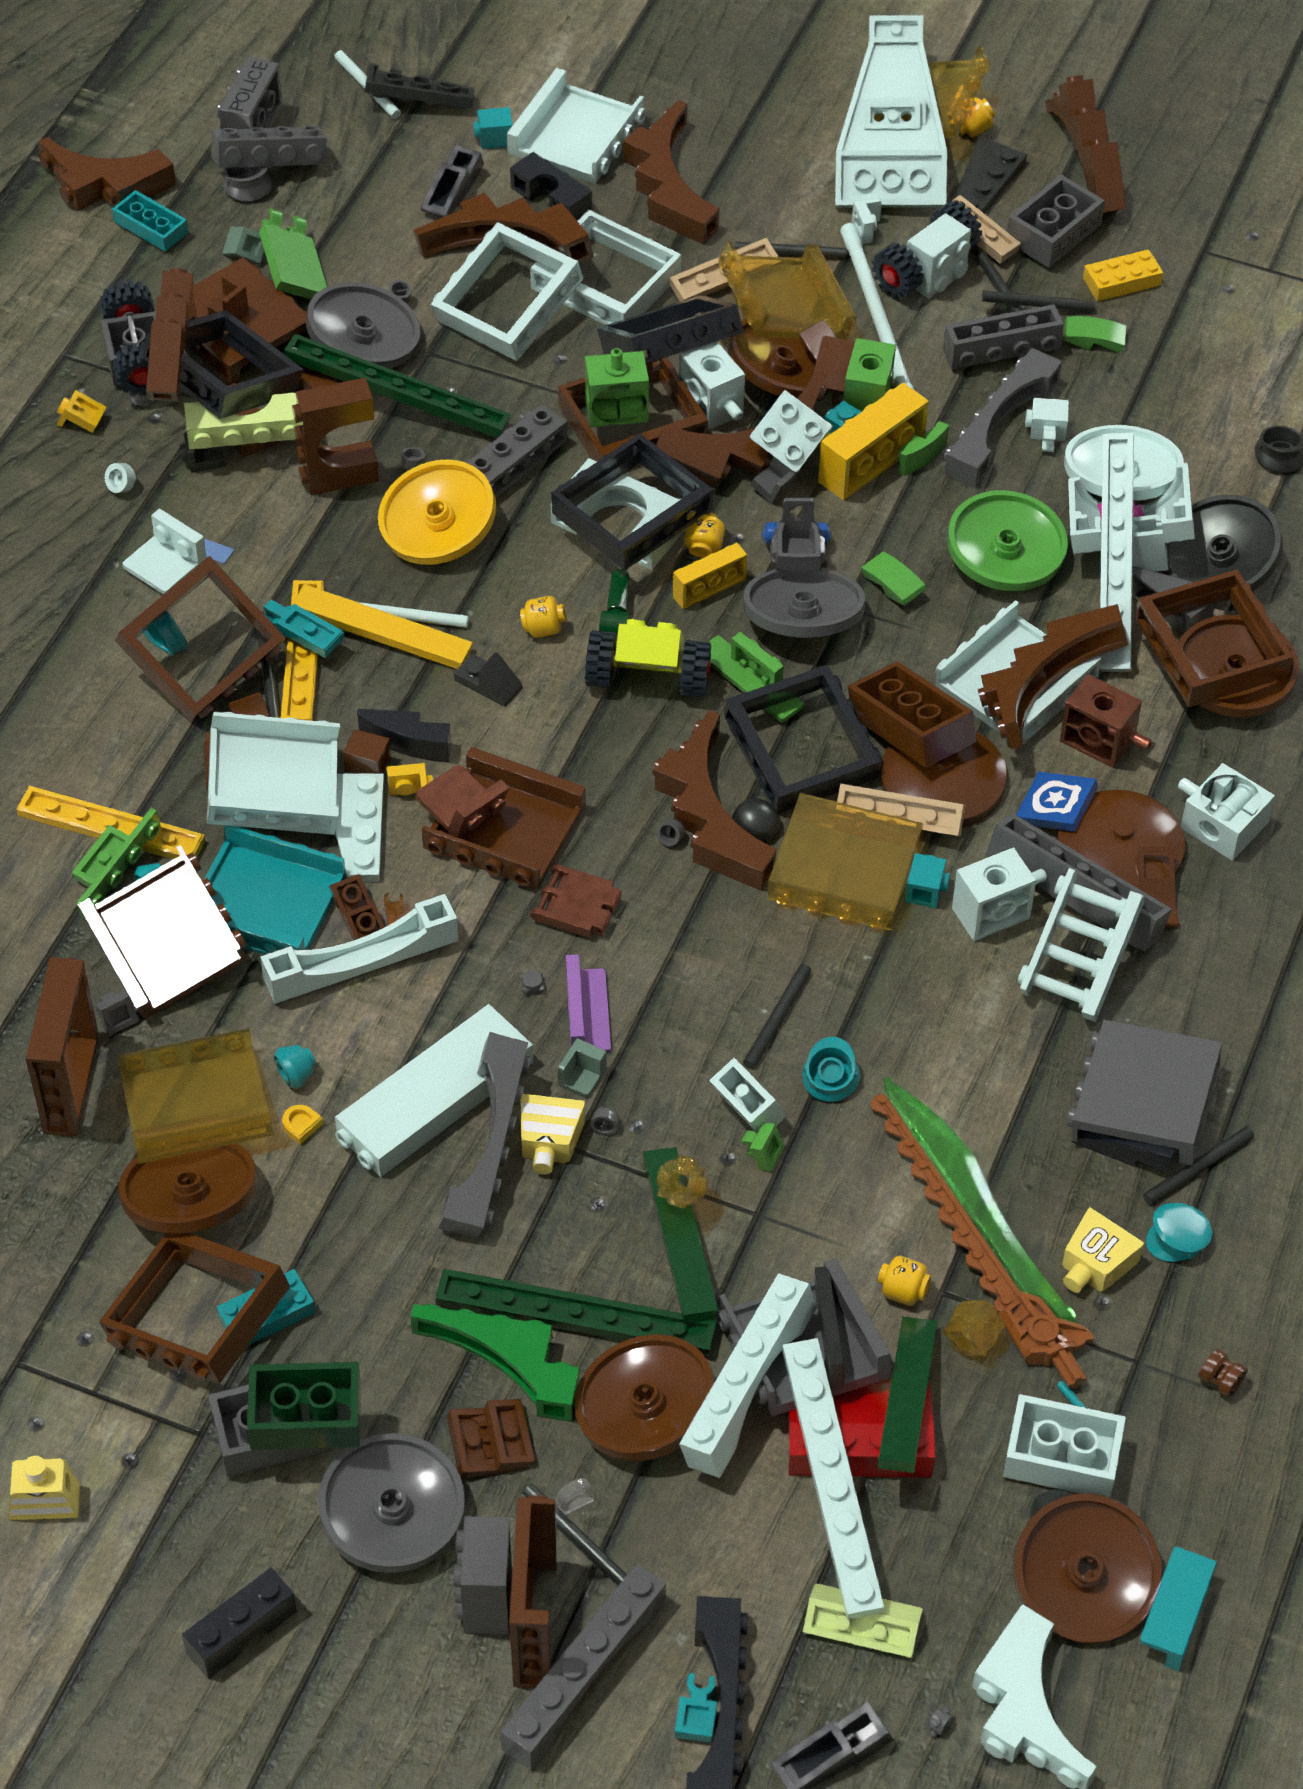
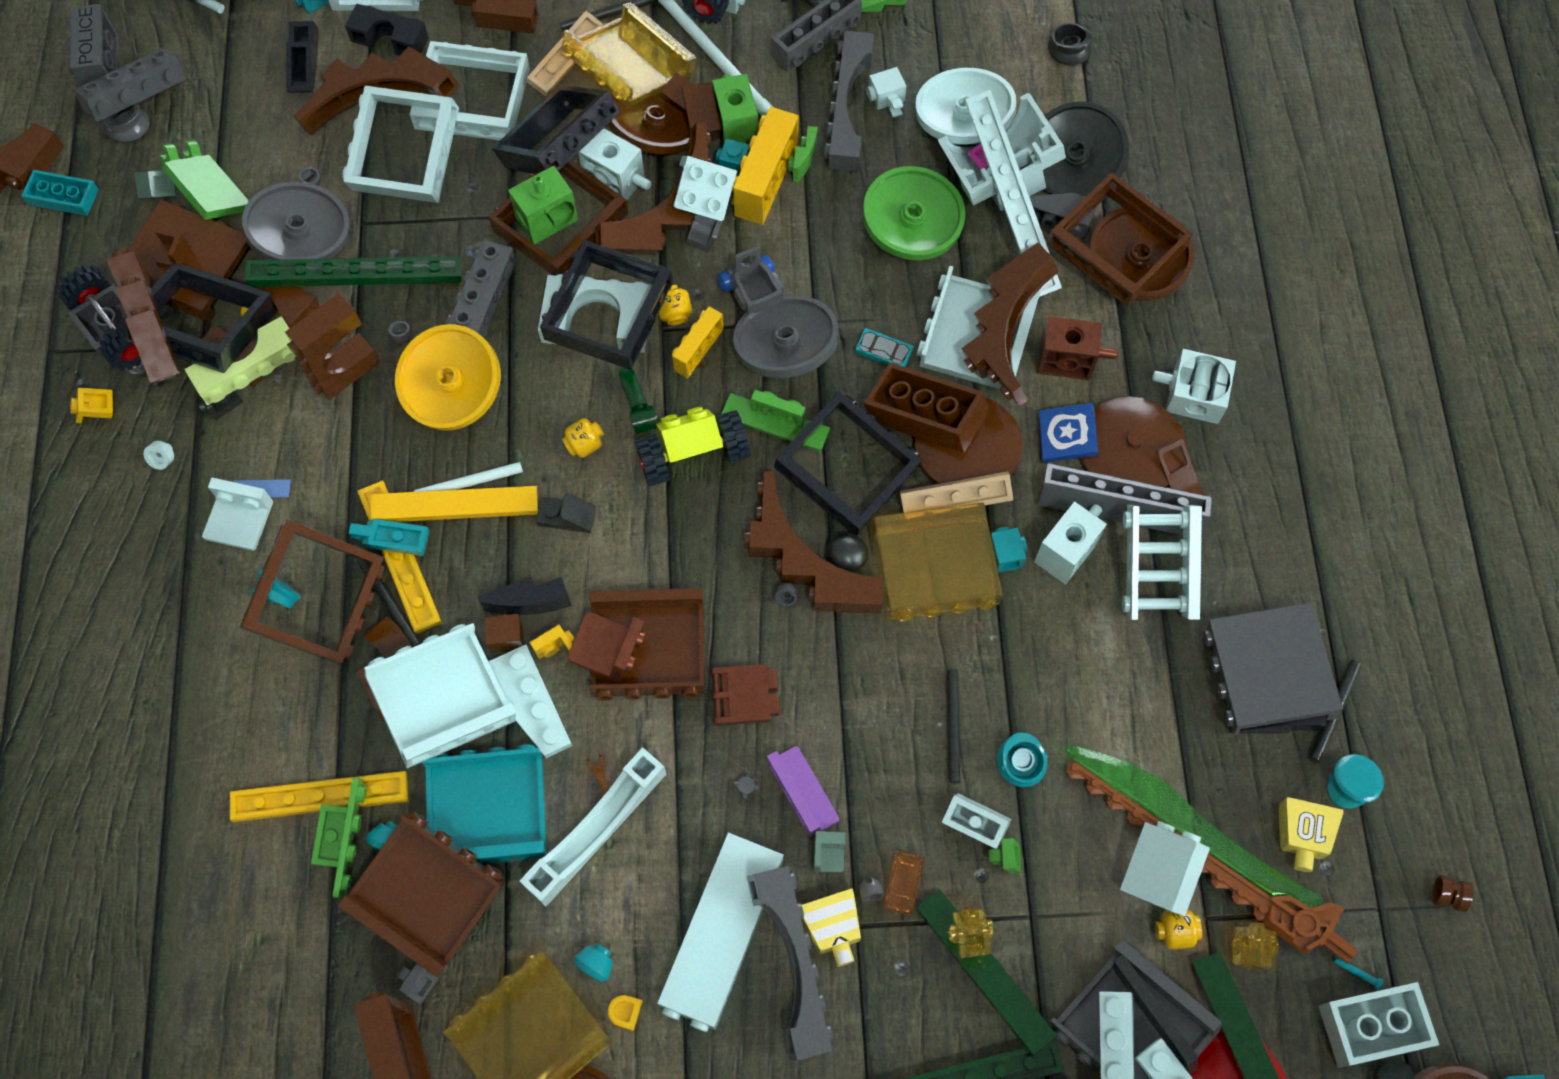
camera: 25 degrees left, 15 degrees up
(356, 907) = (569, 784): reddish brown slope -> none
(643, 1128) = (904, 882): none -> clear orange tile
(895, 578) = (842, 281): bright green slope -> none
(898, 648) = (883, 348): none -> tile
(918, 1210) = (1165, 867): none -> light aqua brick

